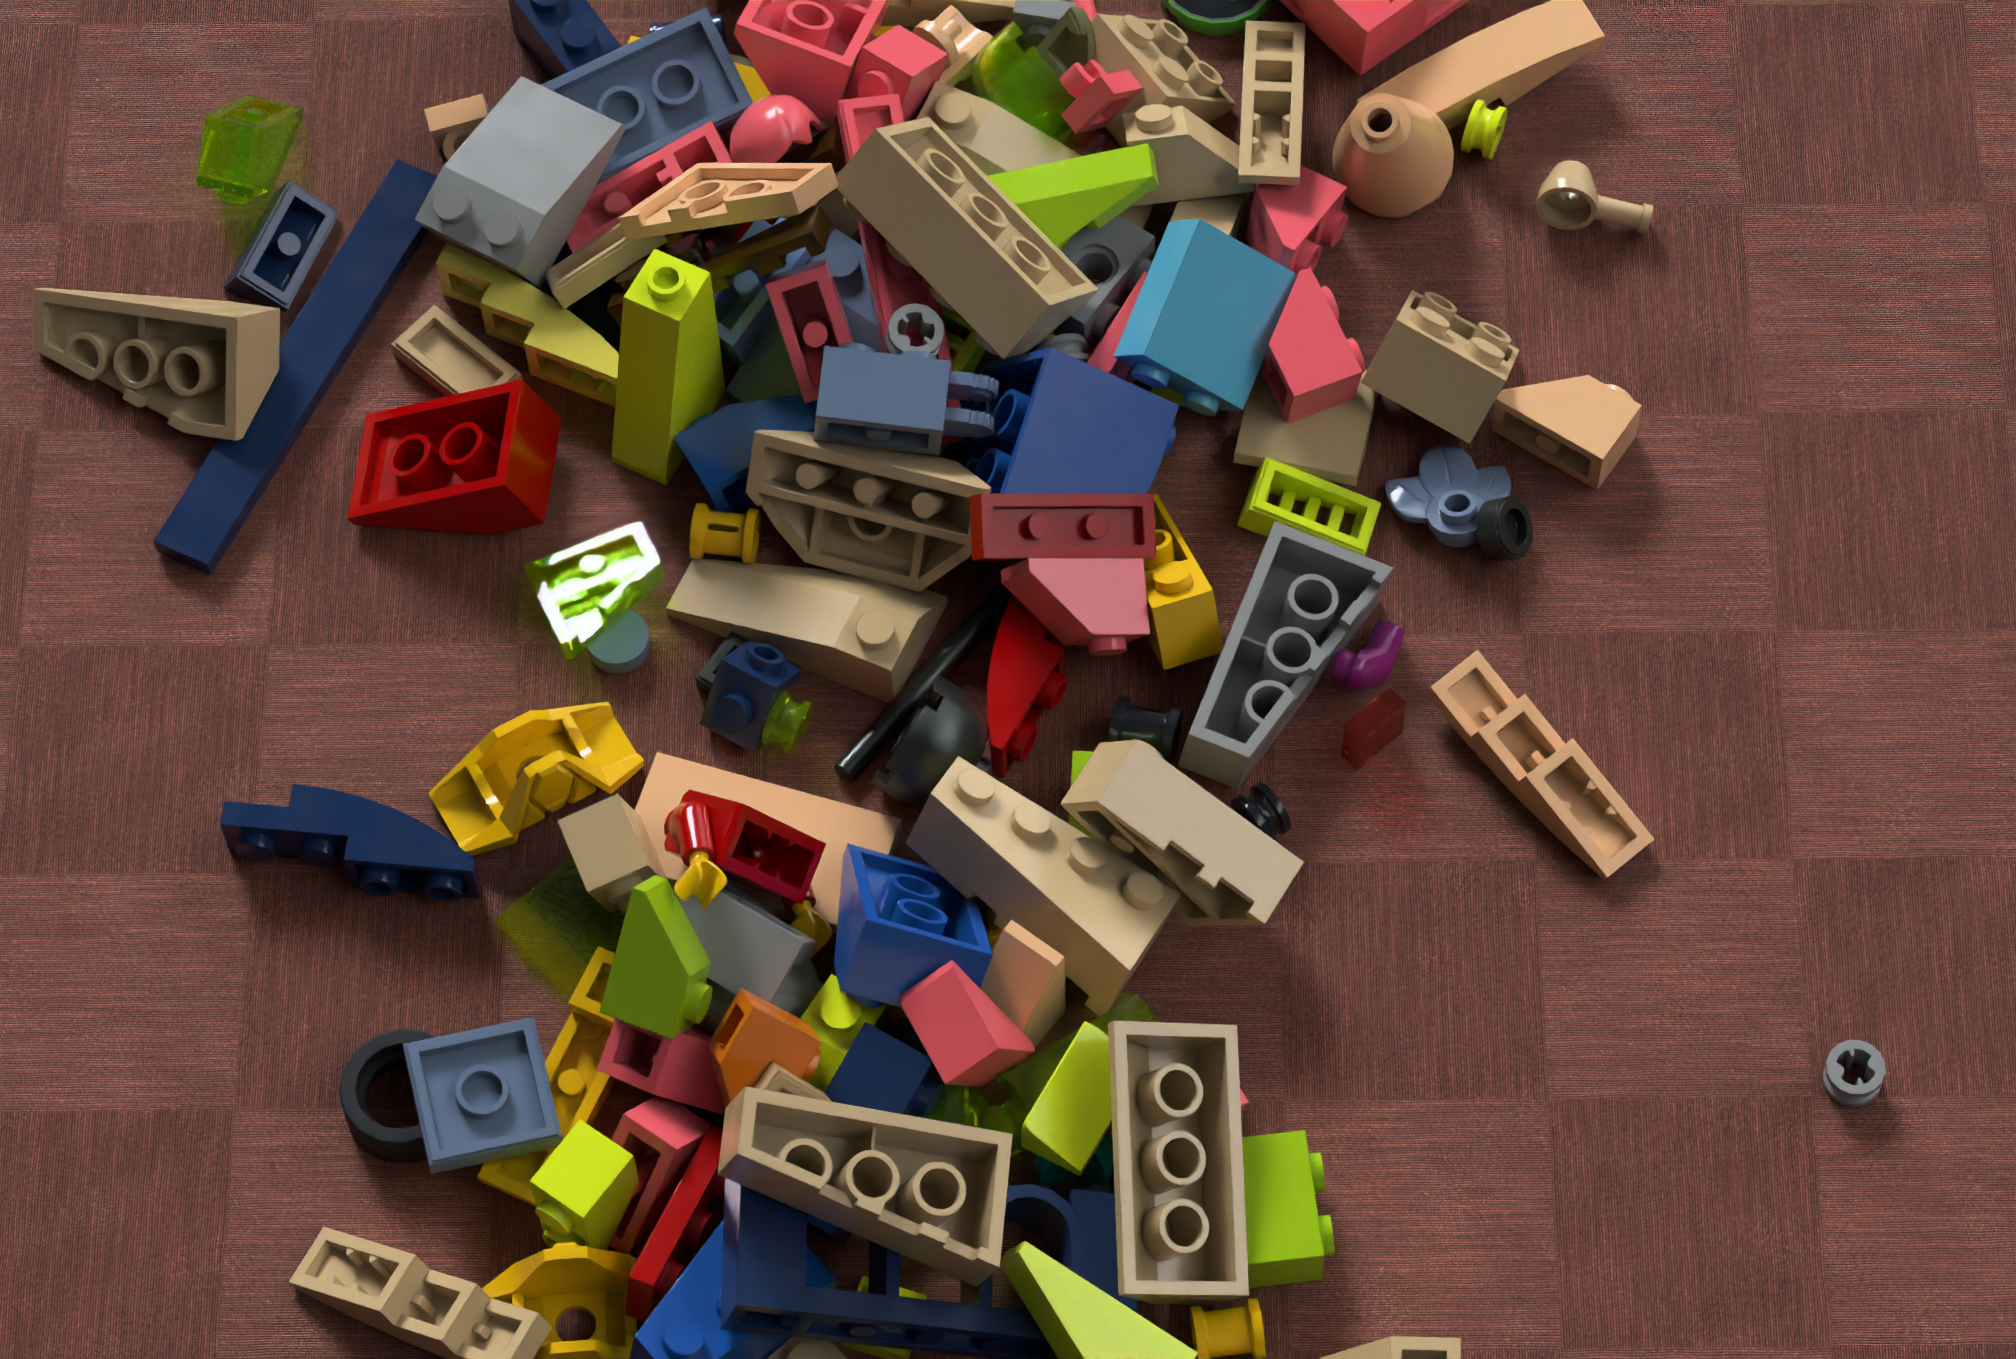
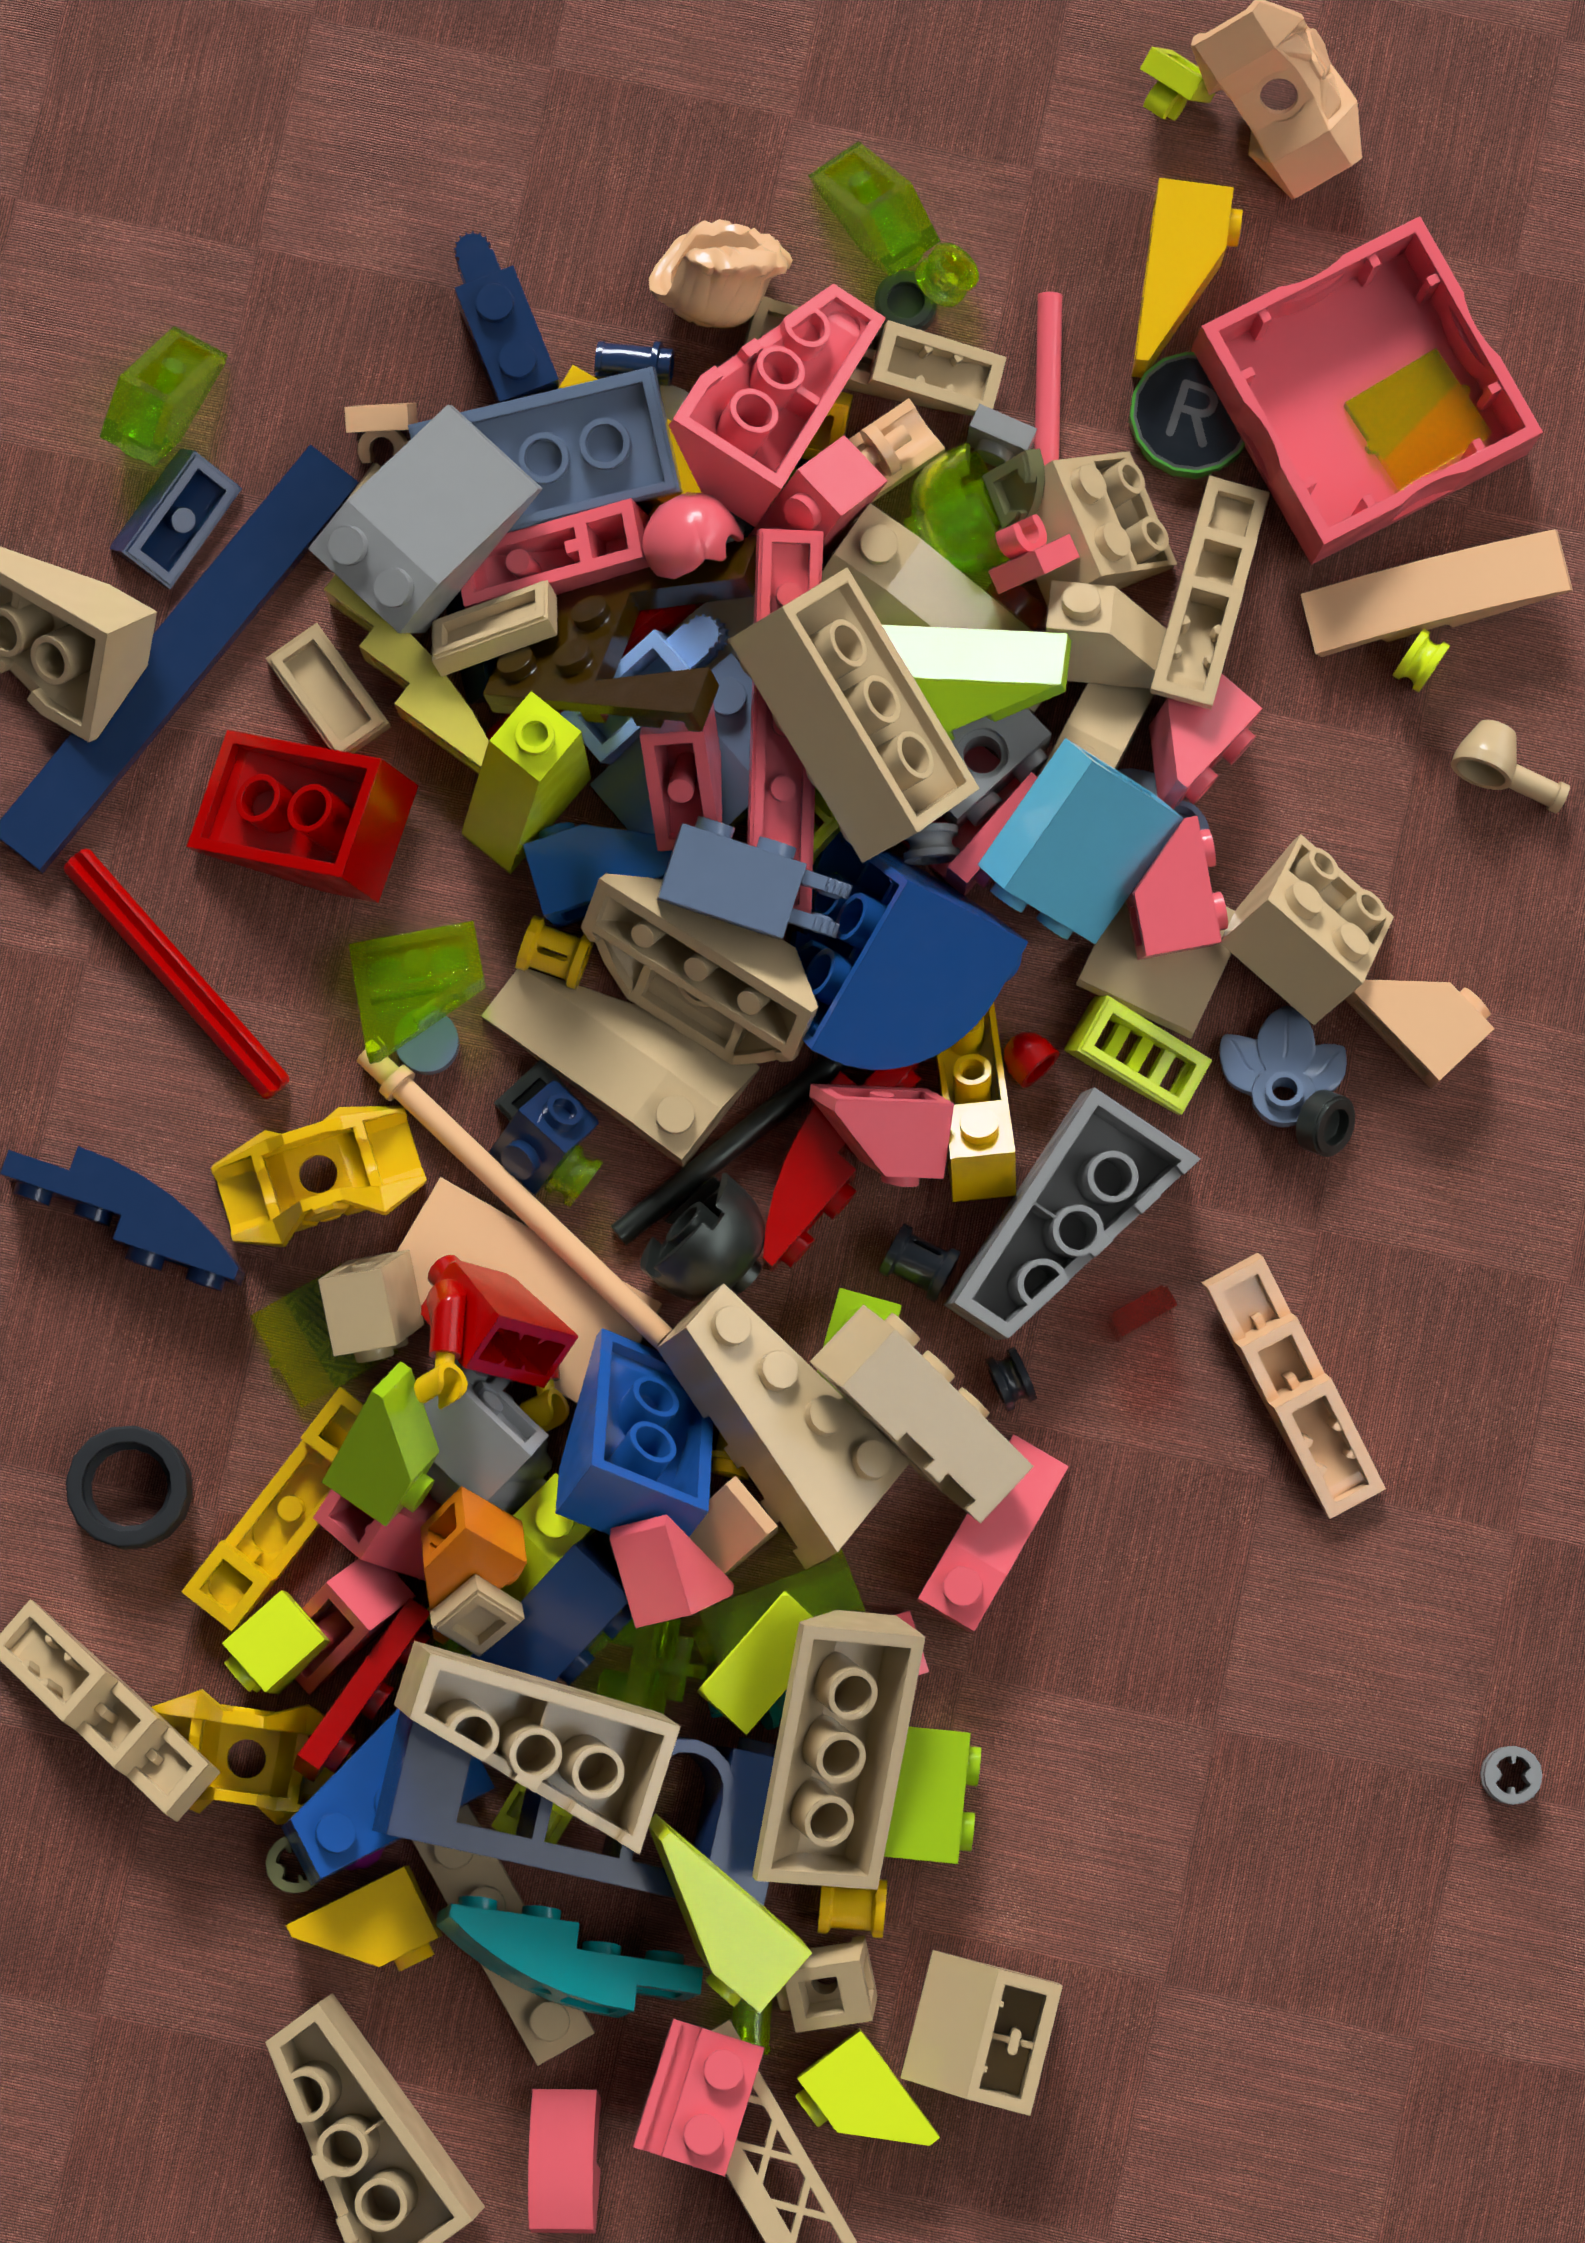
camera: 10 degrees right, 20 degrees up
(360, 630) = (176, 973): none -> red axle
(482, 1095) = (199, 1518): sand blue tile -> none
(597, 681) = (399, 1085): none -> light nougat bar
(728, 195) = (624, 619): light nougat wing -> none
(914, 314) = (764, 822): light grey bush -> none
(1062, 526) = (879, 1064): red plate -> none
(1207, 534) = (1029, 1057): none -> red hinge
(1277, 968) = (985, 1552): none -> coral slope
(1371, 665) = (1161, 1238): magenta arm -> none
(1392, 156) = (1339, 658): light nougat cone -> none

